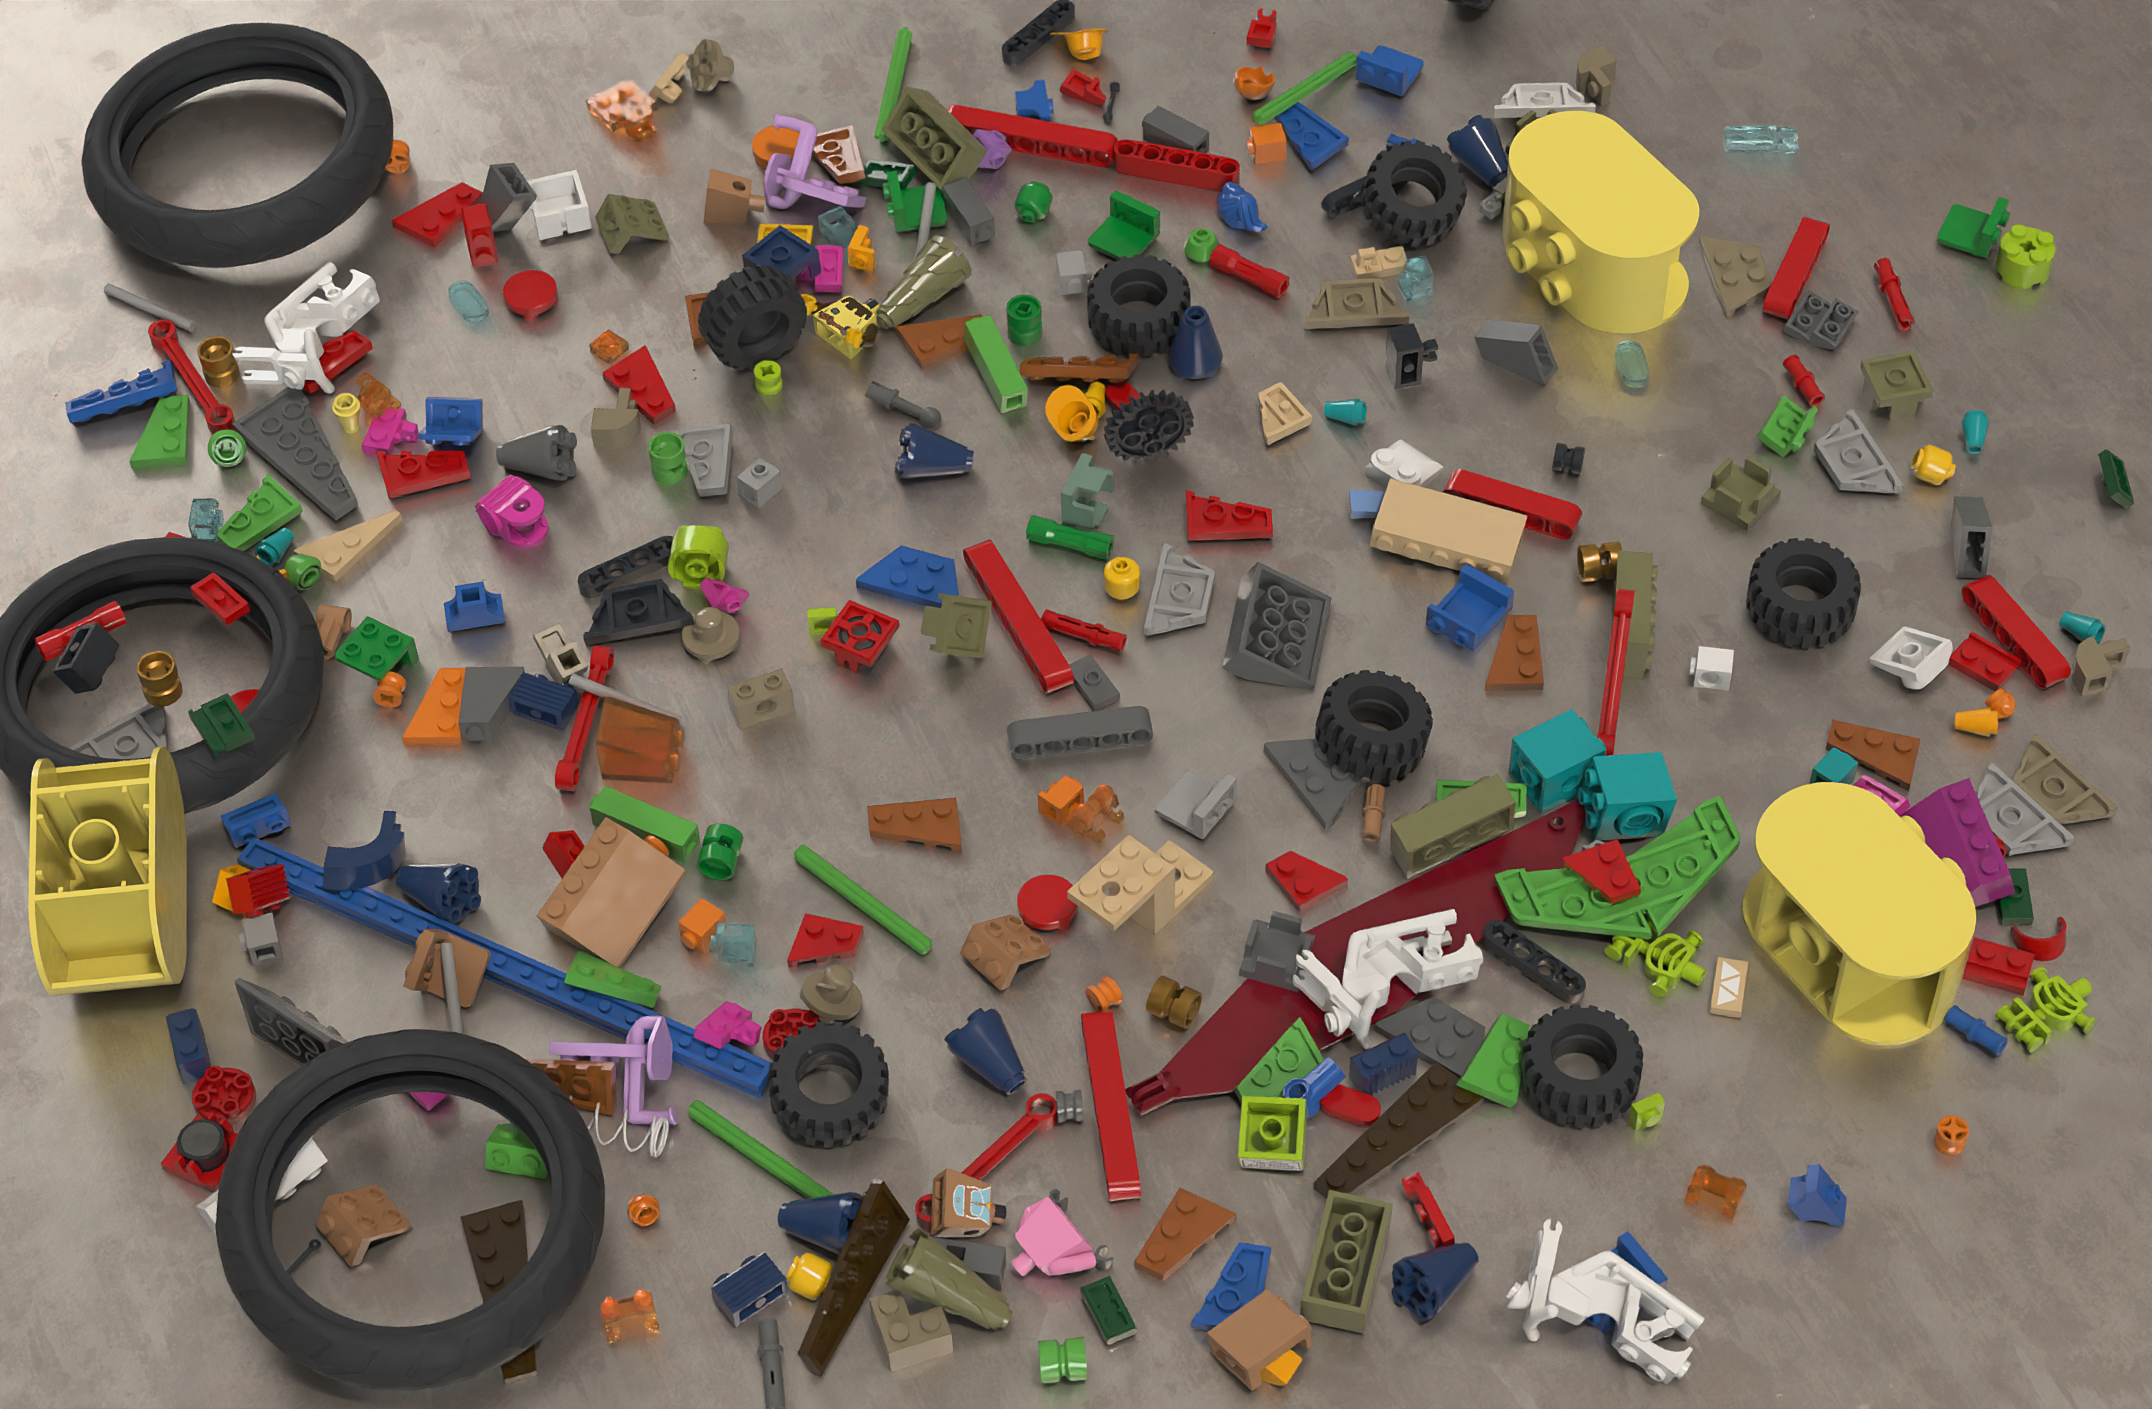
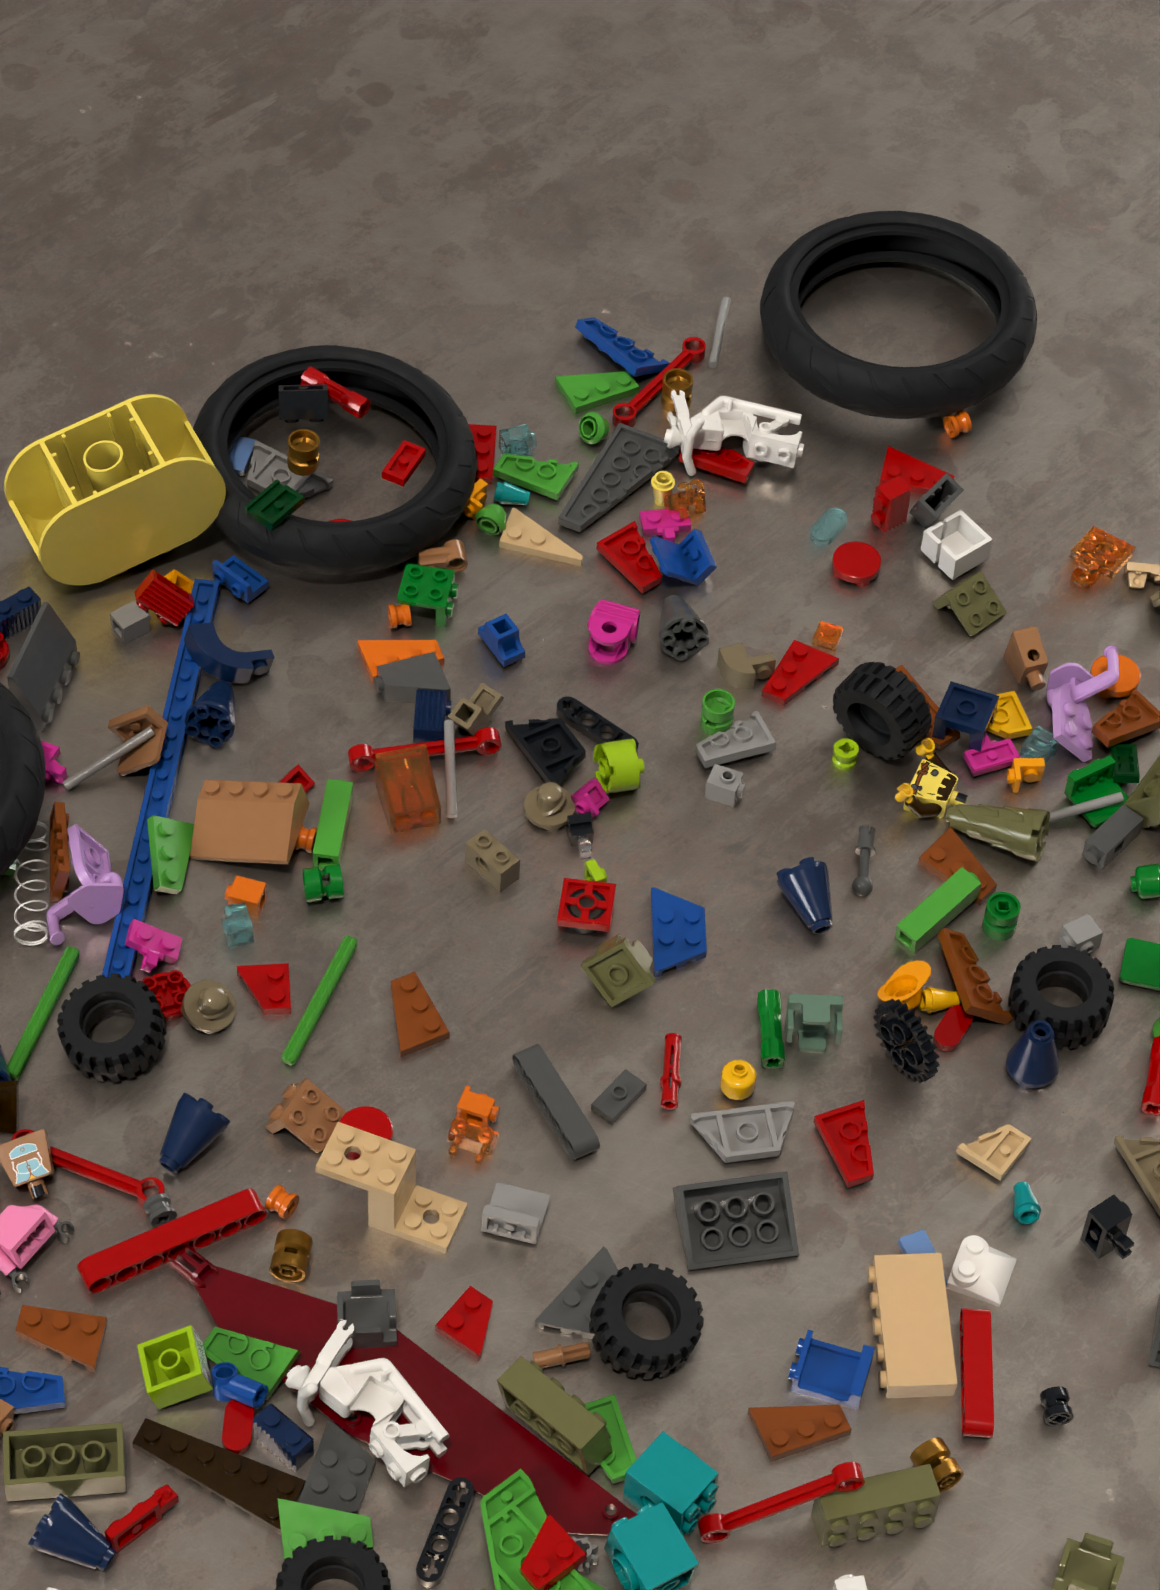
camera: 65 degrees right, 0 degrees up
(758, 615) = (581, 833): none -> black piece
(1018, 616) = (664, 1016): red beam -> none

